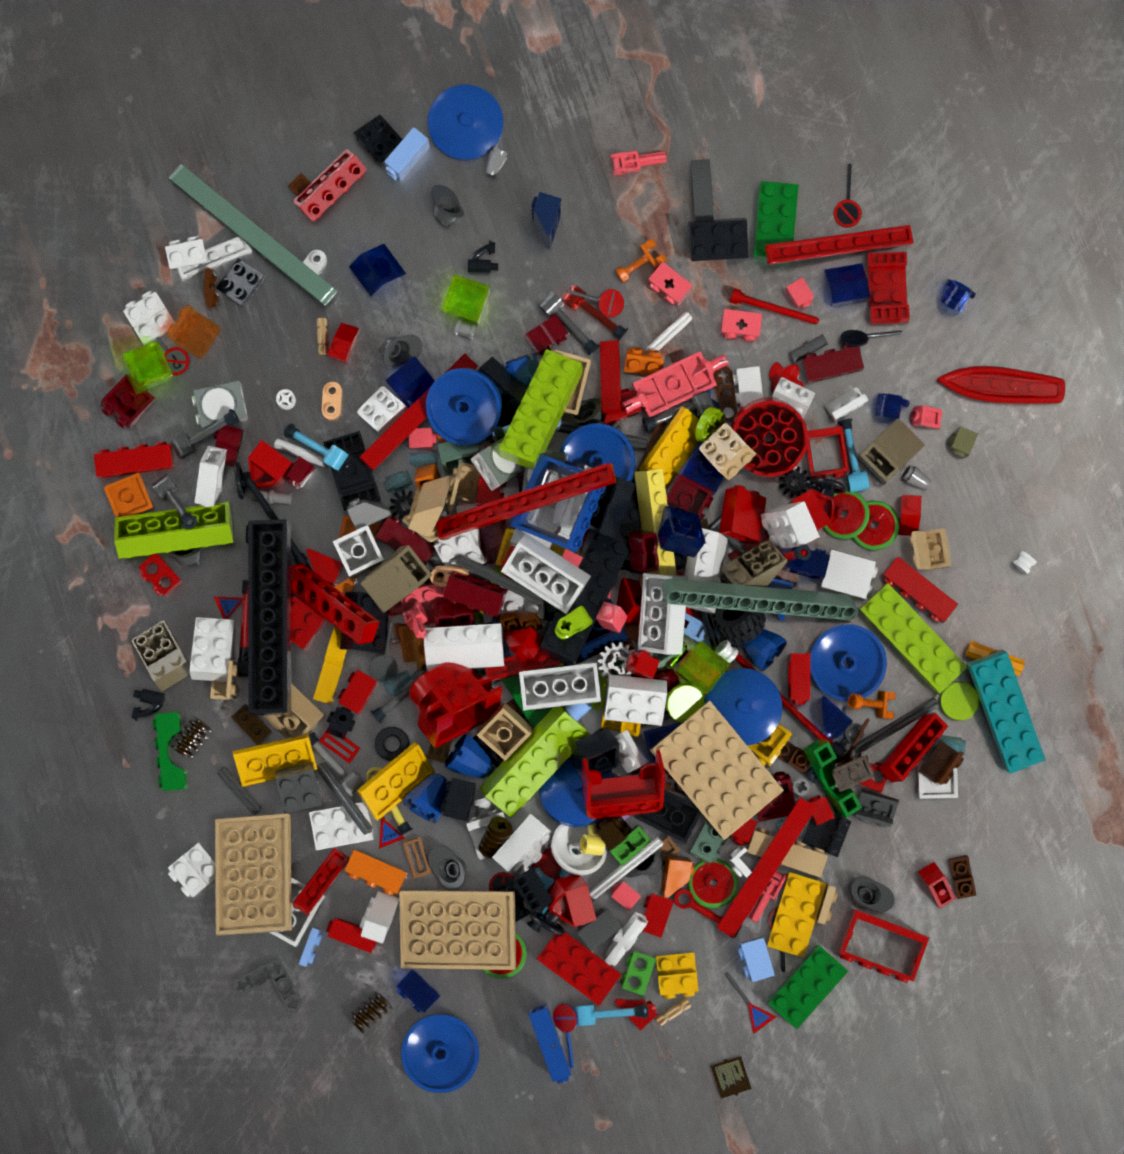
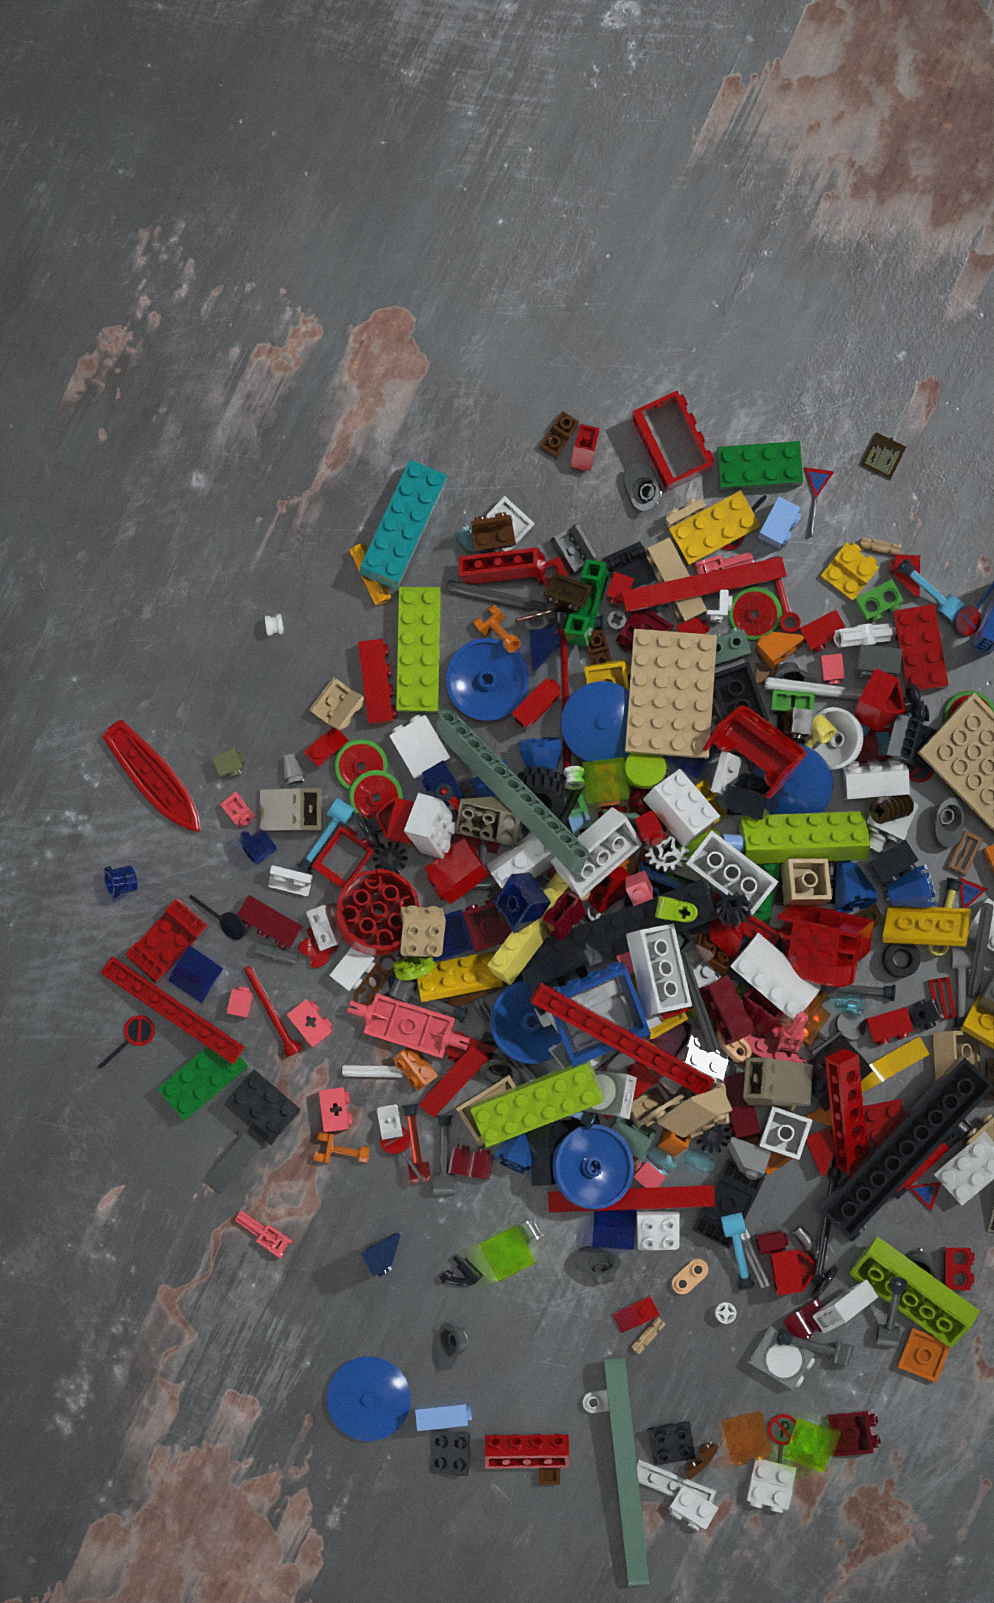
camera: 135 degrees left, 0 degrees up
(131, 461) = (892, 1379): red brick -> none
(377, 269) = (553, 1346): clear blue slope -> none
(495, 161) = (374, 1343): light grey cone -> none
(535, 661) = (733, 909): none -> black gear
(625, 310) = (389, 1121): none -> white bracket
(959, 701) = (429, 567): lime tile -> none

